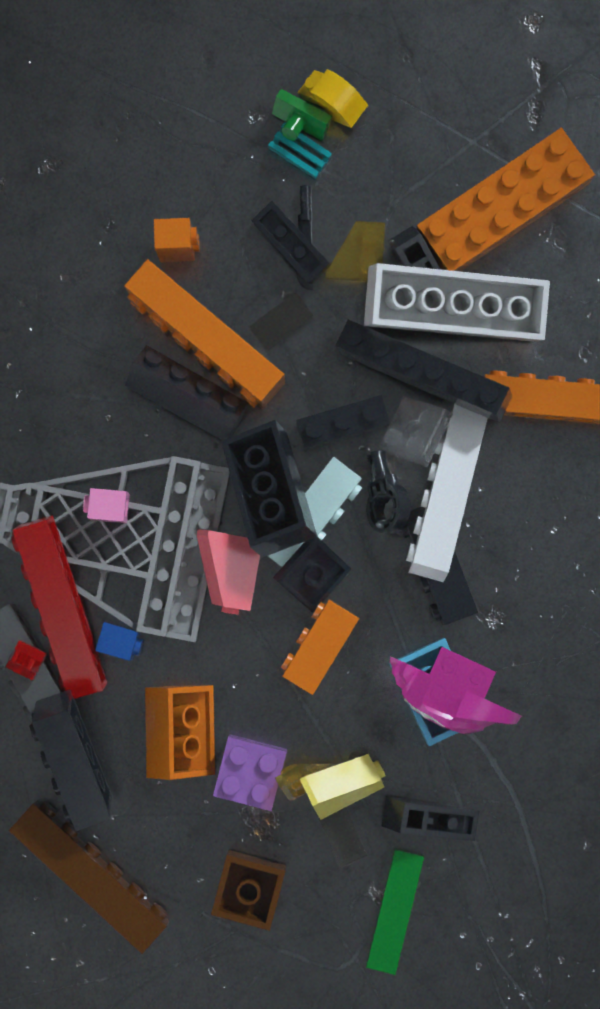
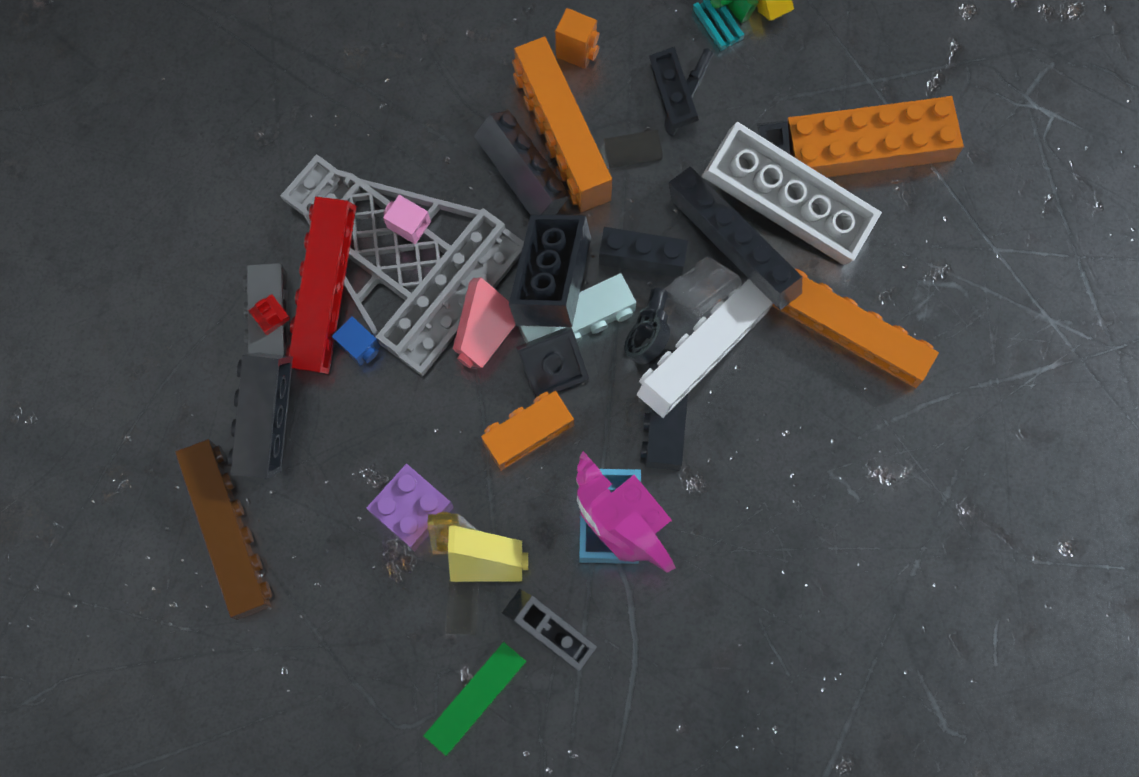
camera: 25 degrees right, 10 degrees down
(179, 732) = (368, 443): orange slope -> none
(248, 890) = (354, 609): reddish brown brick -> none
(359, 251) = (716, 125): clear yellow wing -> none

